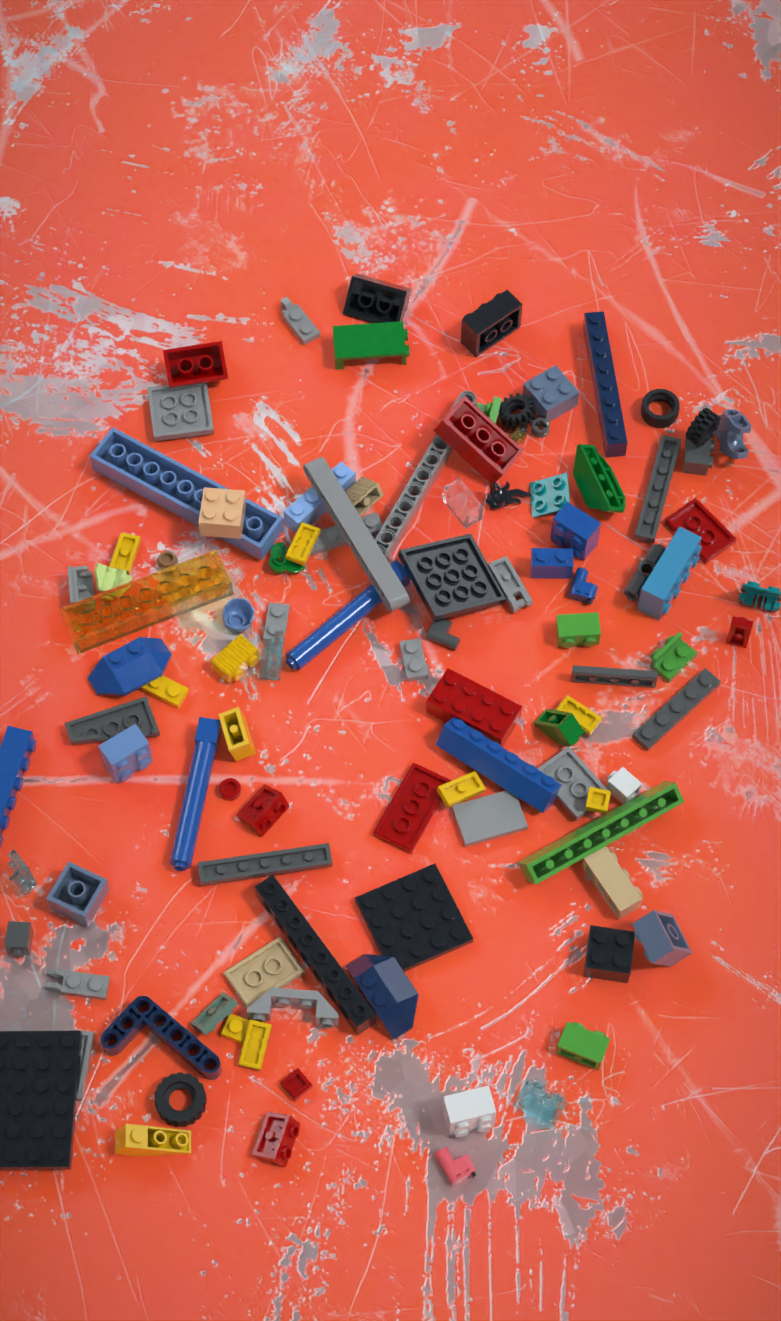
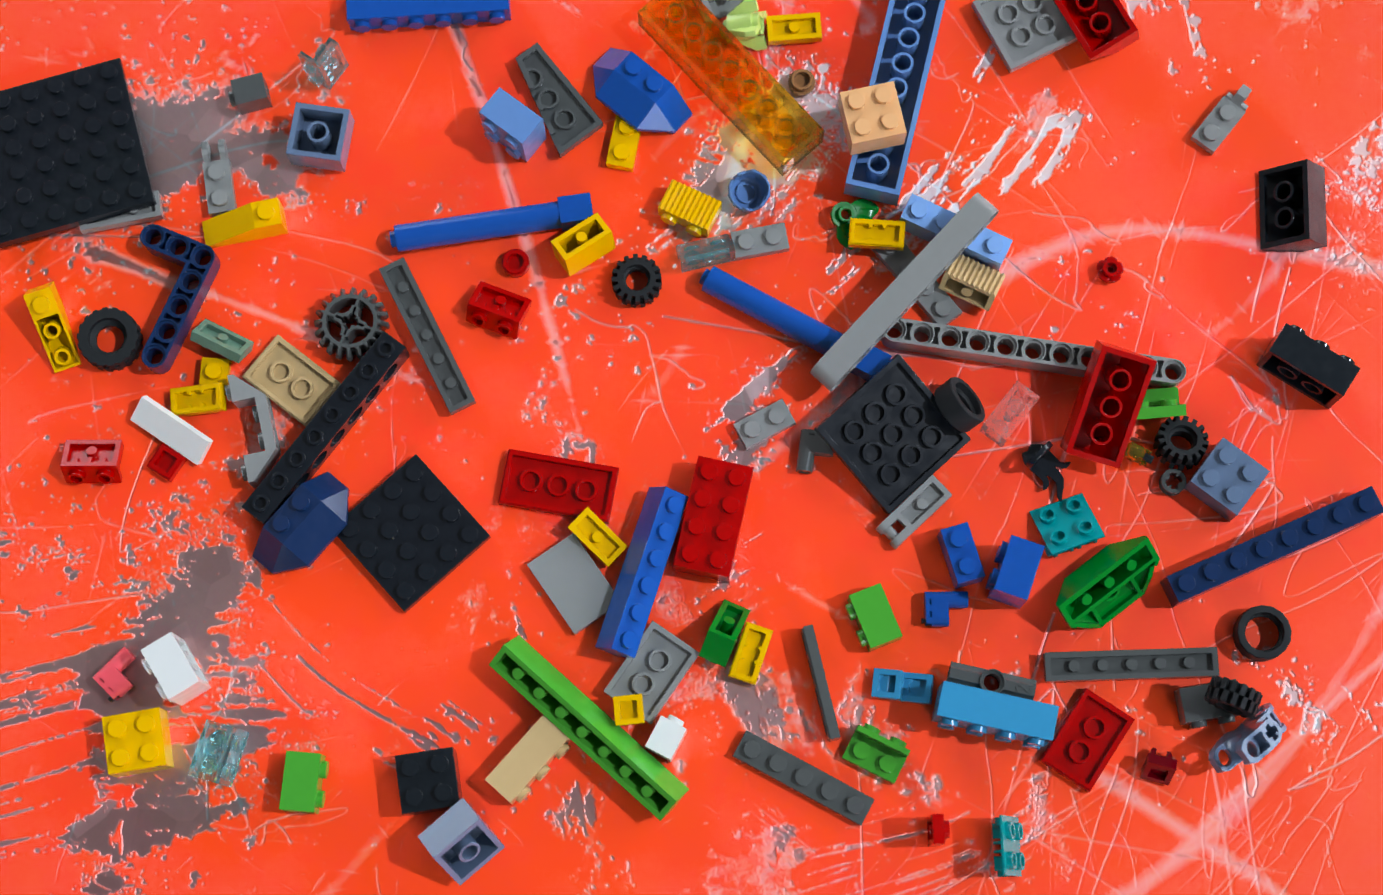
camera: 75 degrees right, 15 degrees up
(124, 971) = (246, 223): none -> yellow slope
(245, 900) = (331, 315): none -> dark grey gear
(272, 699) = (631, 265): none -> black tyre
(272, 1071) = (171, 430): none -> white tile
(370, 341) = (1219, 220): green panel -> none
(379, 421) = (1105, 275): none -> red plate
(446, 529) = (959, 404): none -> black tyre
(516, 1159) = (137, 742): none -> yellow brick
(630, 628) = (902, 686): none -> dark azure slope
(732, 493) = (1158, 768): none -> dark red tile

